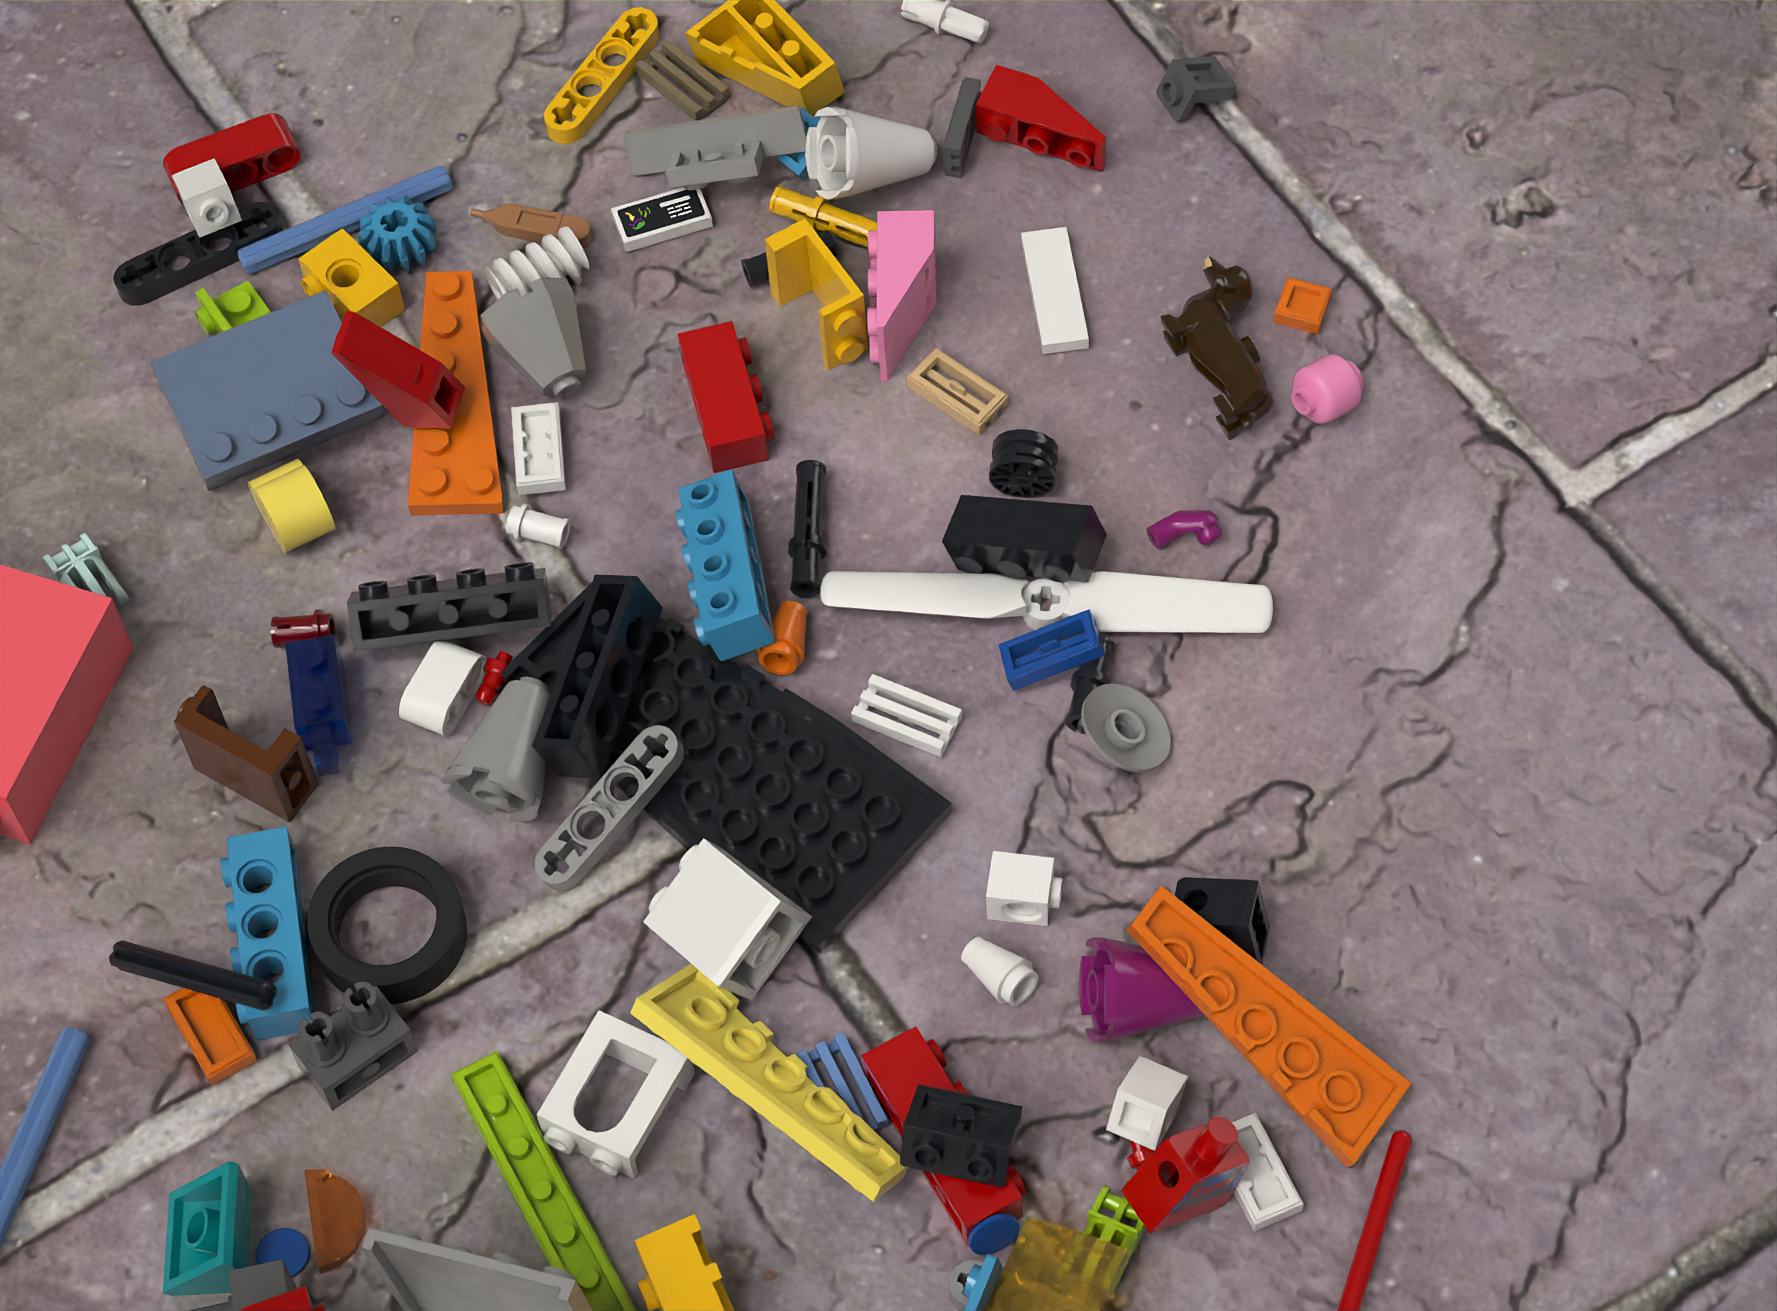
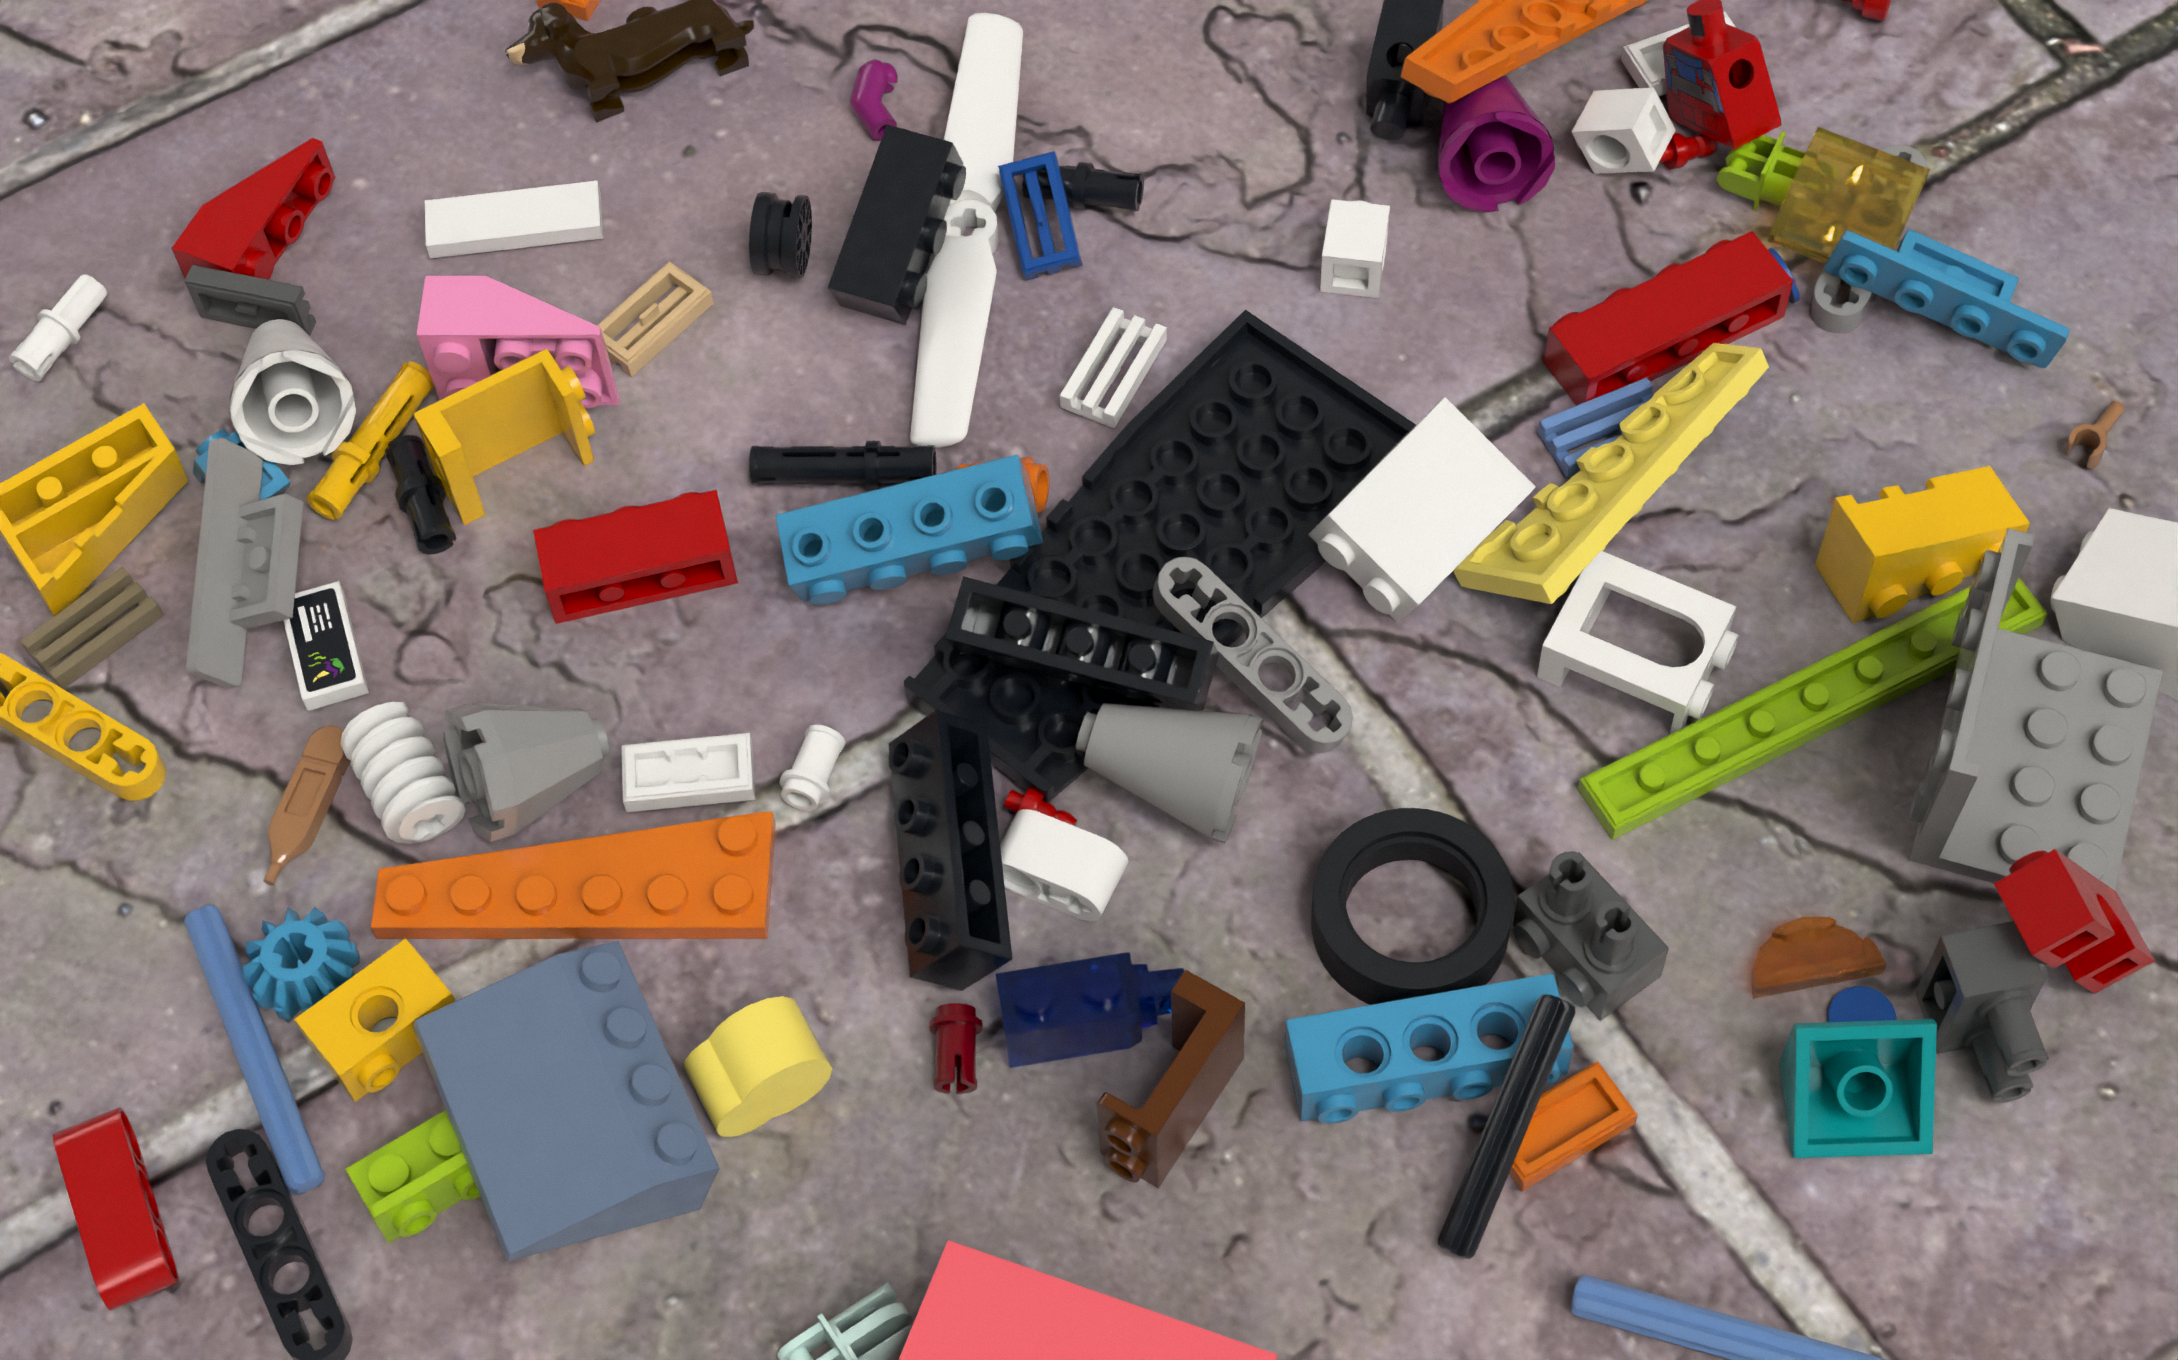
camera: 90 degrees left, 0 degrees up
(207, 197) = (199, 1217): white brick -> none
(400, 376) = (599, 889): red slope -> none
(959, 1135) = (1695, 267): black bracket -> none
(1000, 971) = (1459, 269): white cone -> none
(1126, 727) = (1150, 148): light grey dish -> none
(1193, 82) = (235, 75): dark grey bracket -> none

